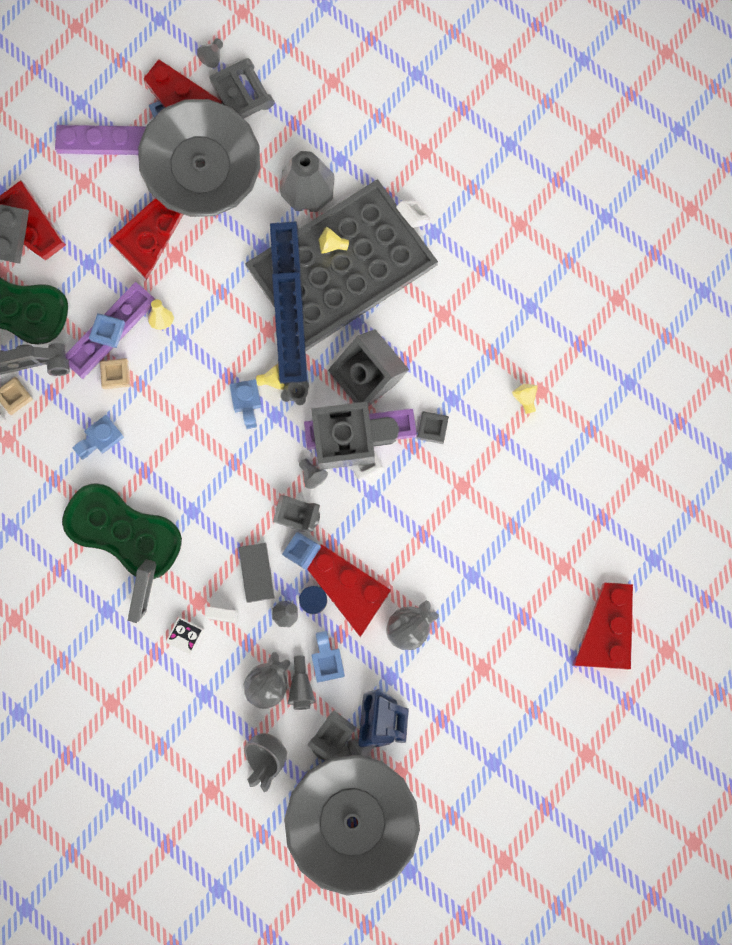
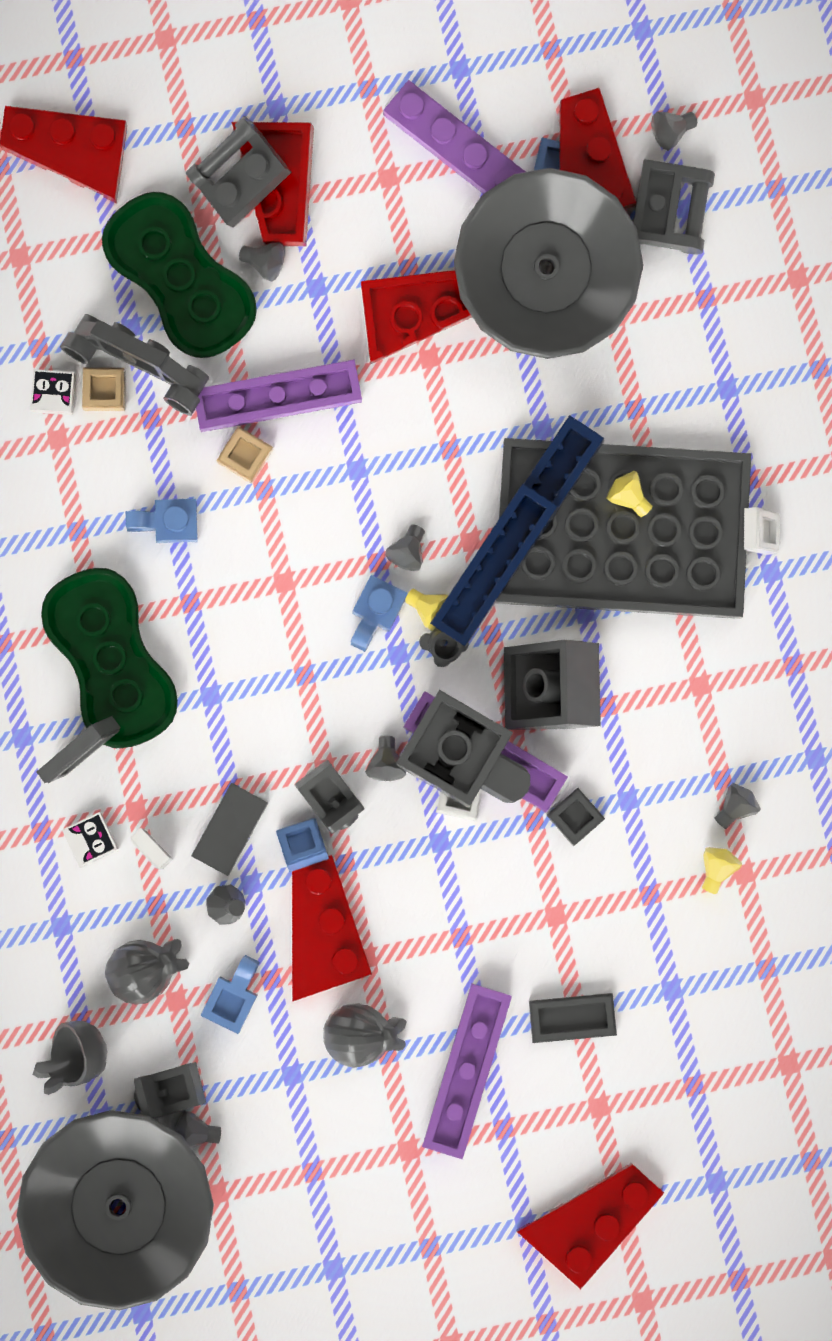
camera: 35 degrees right, 5 degrees up
(49, 266) = (266, 259): none -> dark grey rock
(107, 330) = (273, 397): medium blue tile -> none
(159, 316) = (351, 425): light yellow rock -> none
(239, 359) = (407, 551): none -> dark grey rock
(301, 691) = (175, 1009): dark grey cone -> none
(307, 182) = (660, 392): dark grey cone -> none
(313, 600) = (271, 914): dark blue tile -> none
(379, 720) = (239, 1116): dark blue piece -> none
(481, 601) = (466, 1071): none -> medium lavender plate
(510, 356) = (738, 804): none -> dark grey rock
(513, 531) = (572, 1018): none -> dark grey tile

